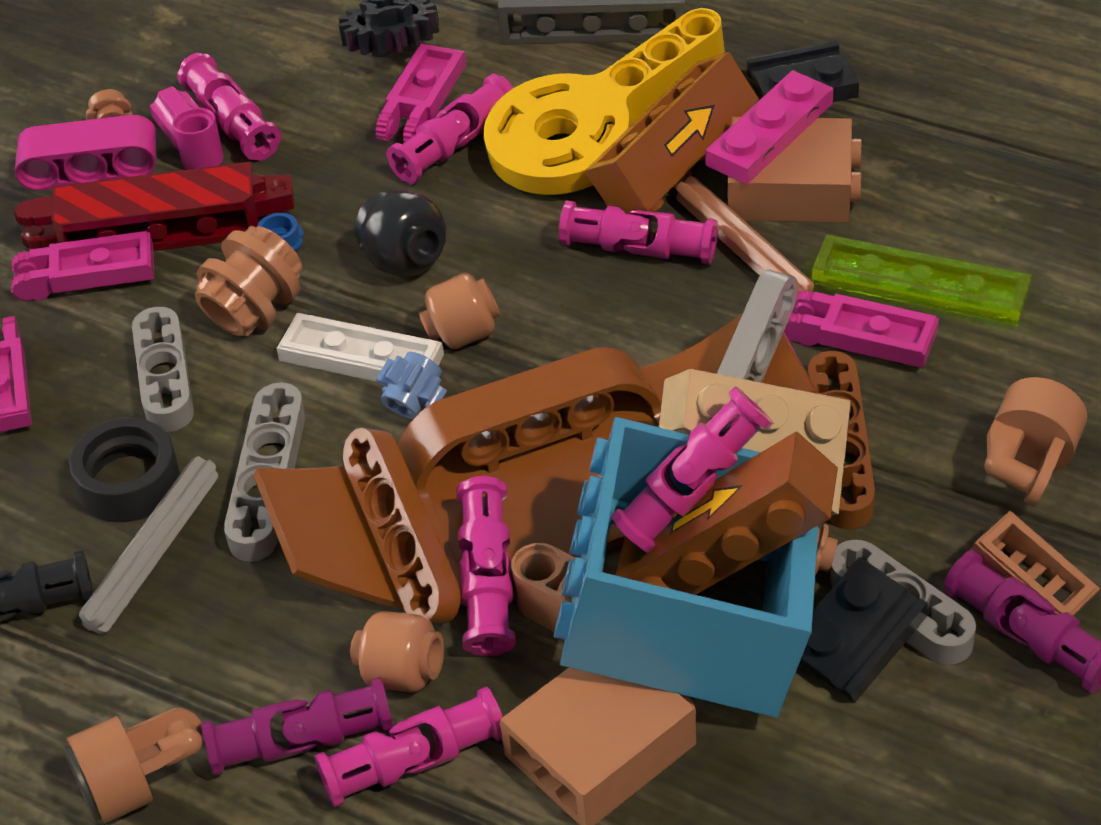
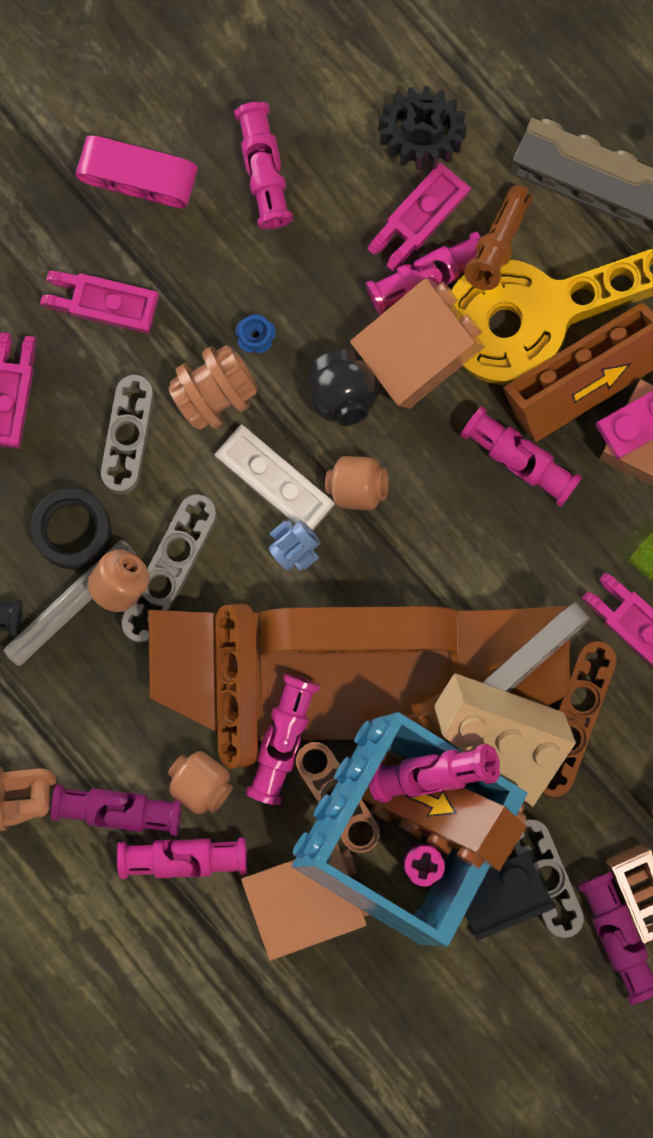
camera: 20 degrees right, 35 degrees up
(108, 104) = (168, 126): nougat plate -> none
(173, 206) = (172, 268): dark red hinge -> none
(188, 128) = (223, 178): dark pink piece -> none
(203, 473) = (118, 580): none -> nougat head
(473, 164) = (418, 342): none -> nougat brick
(514, 67) = (495, 248): none -> dark orange pin
(734, 573) = (423, 864): none -> dark pink piece
(736, 232) = (597, 495): nougat axle -> none

